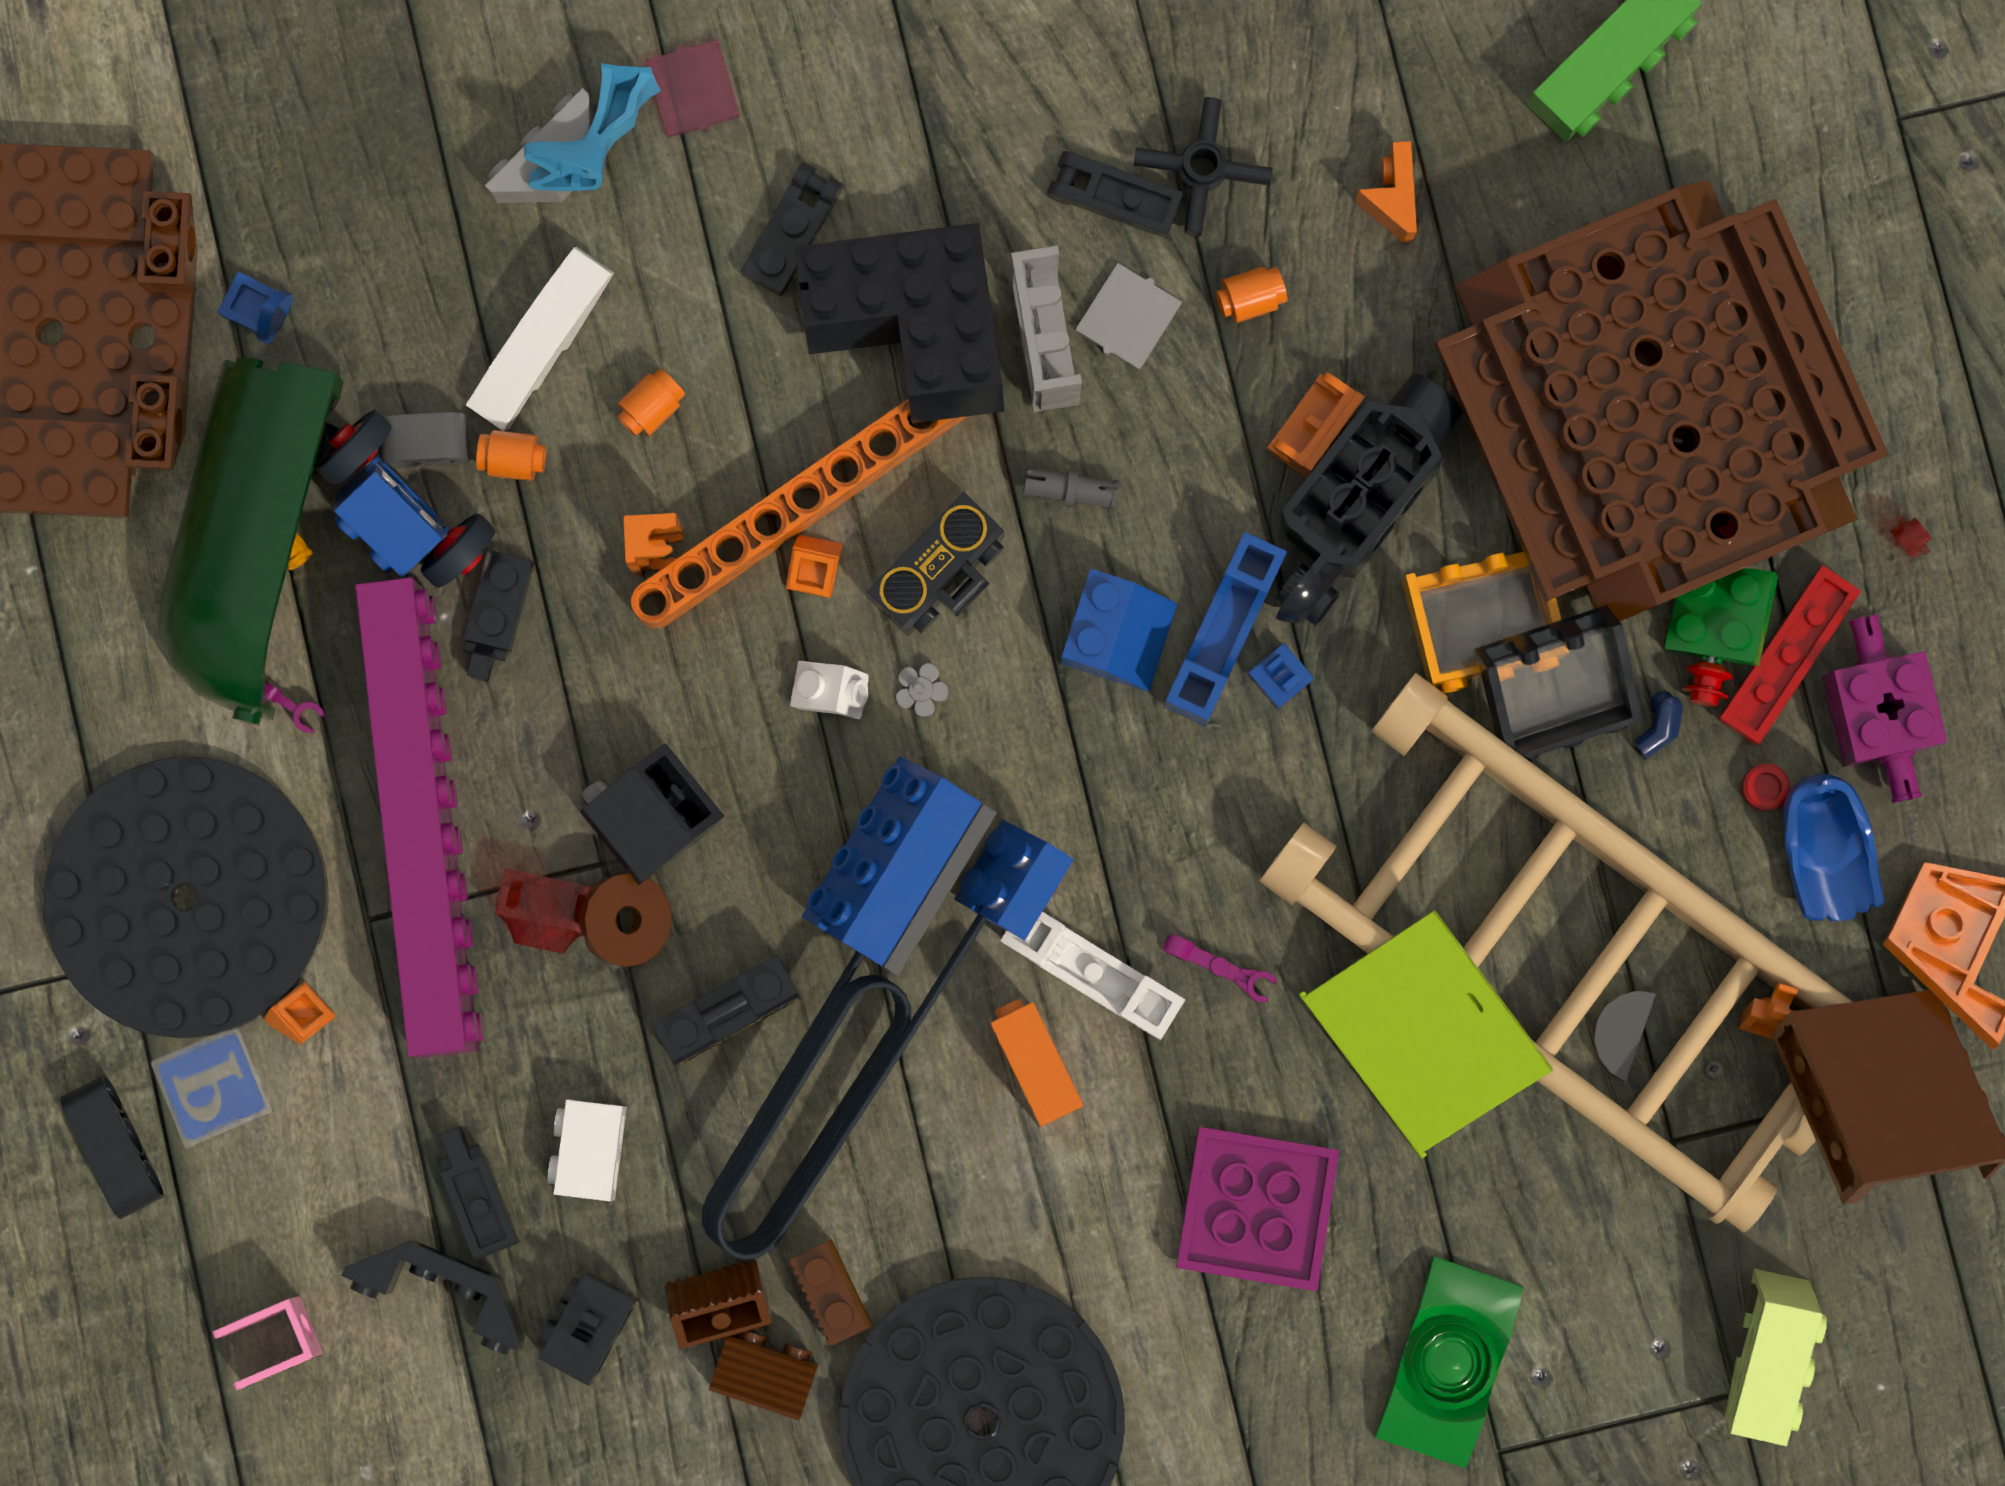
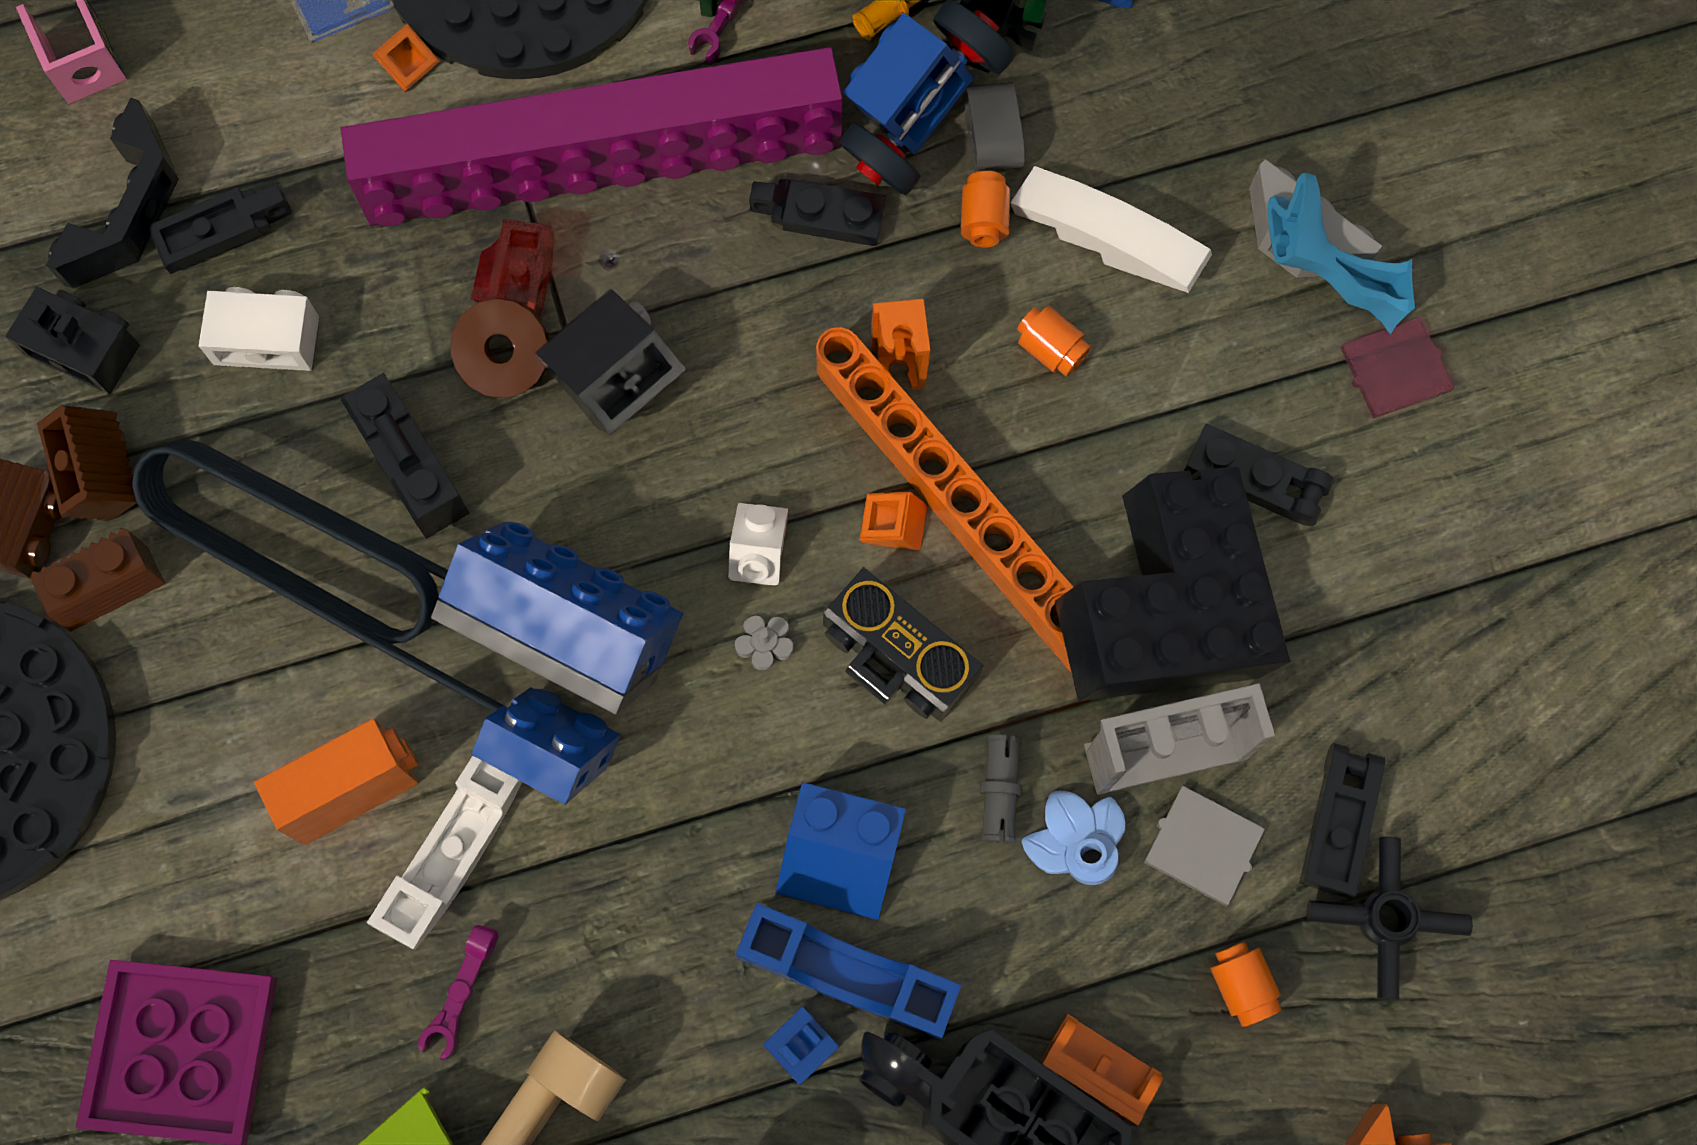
camera: 85 degrees right, 10 degrees down
(1110, 428) = (1072, 832): none -> light blue plate

